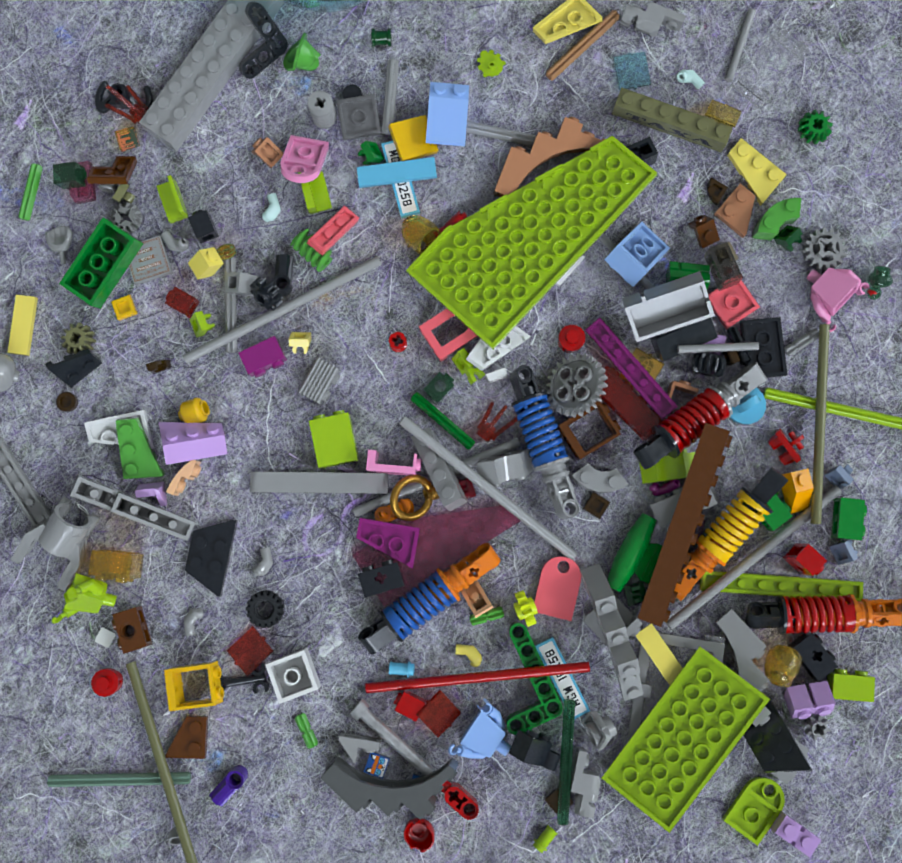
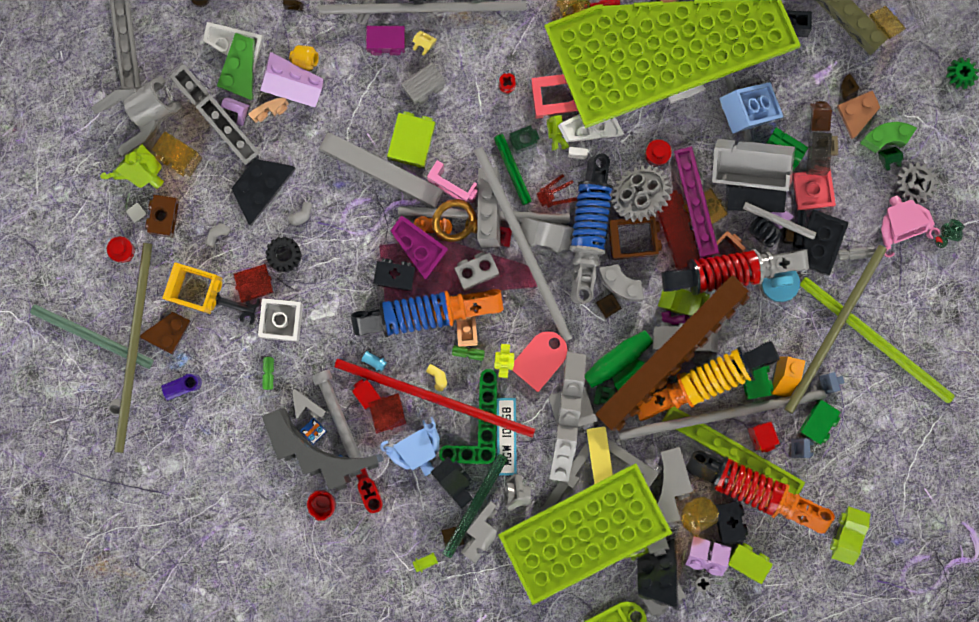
camera: 20 degrees right, 0 degrees up
(461, 539) = (479, 276): none -> light grey brick
(756, 169) = (893, 86): light yellow wing -> none
(791, 454) = (798, 343): red hips -> none

